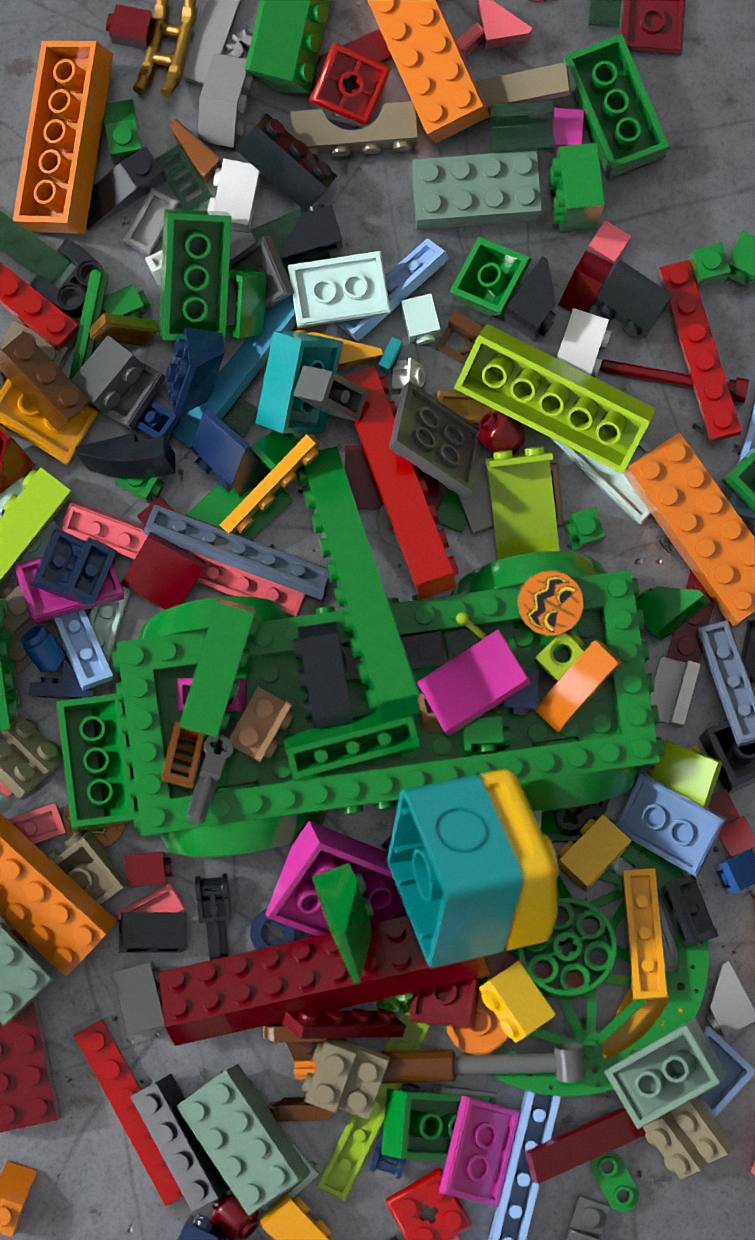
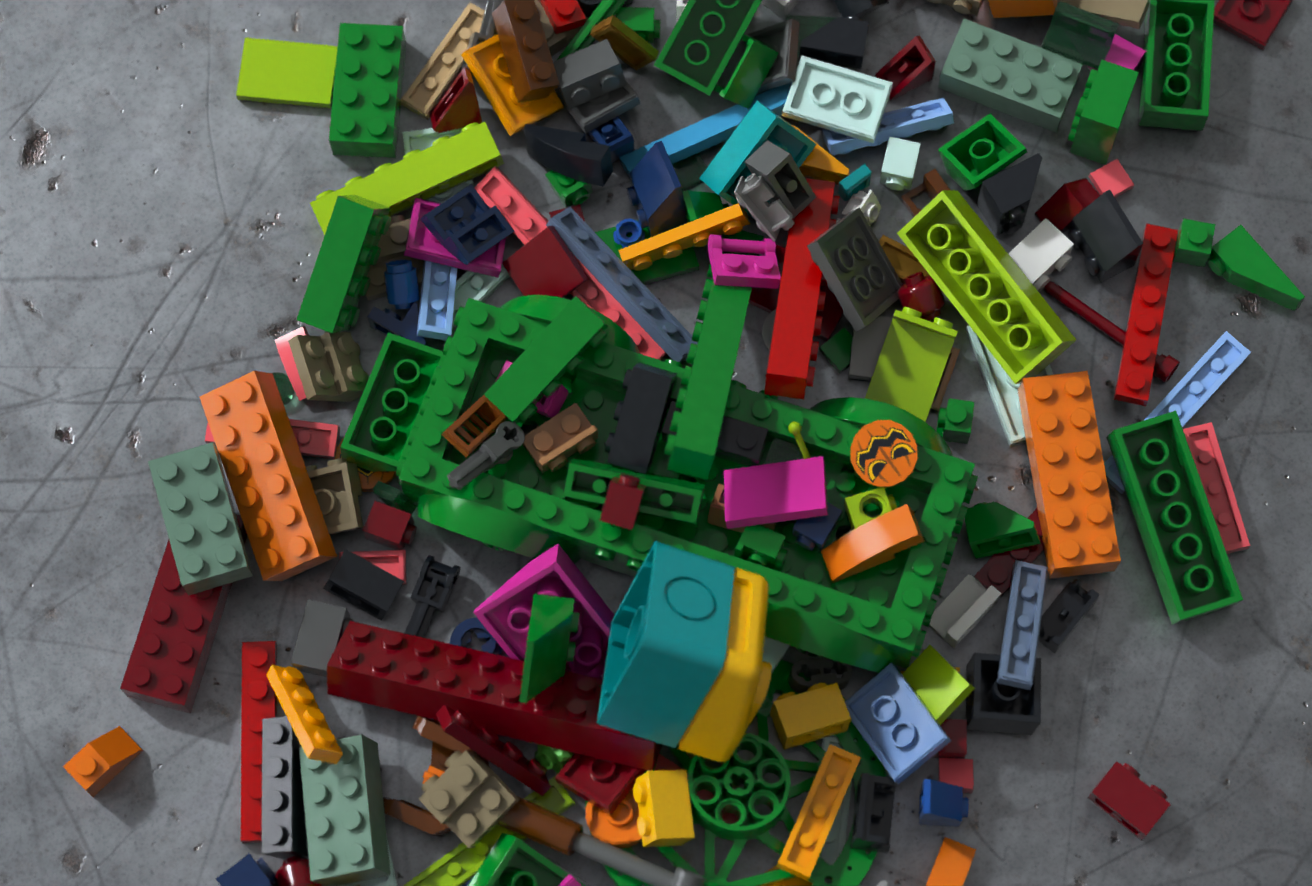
camera: 30 degrees right, 10 degrees down
(138, 843) = (393, 497): none -> clear green tile
(166, 1076) = (304, 714): none -> light orange plate
(194, 368) = (669, 104): dark blue slope -> none
(218, 494) = (623, 228): none -> blue plate
(317, 422) = (753, 195): none -> light grey hinge
(340, 491) = (744, 269): none -> dark pink plate
(350, 761) = (623, 501): none -> dark red brick
(383, 227) = (908, 68): none -> dark red slope

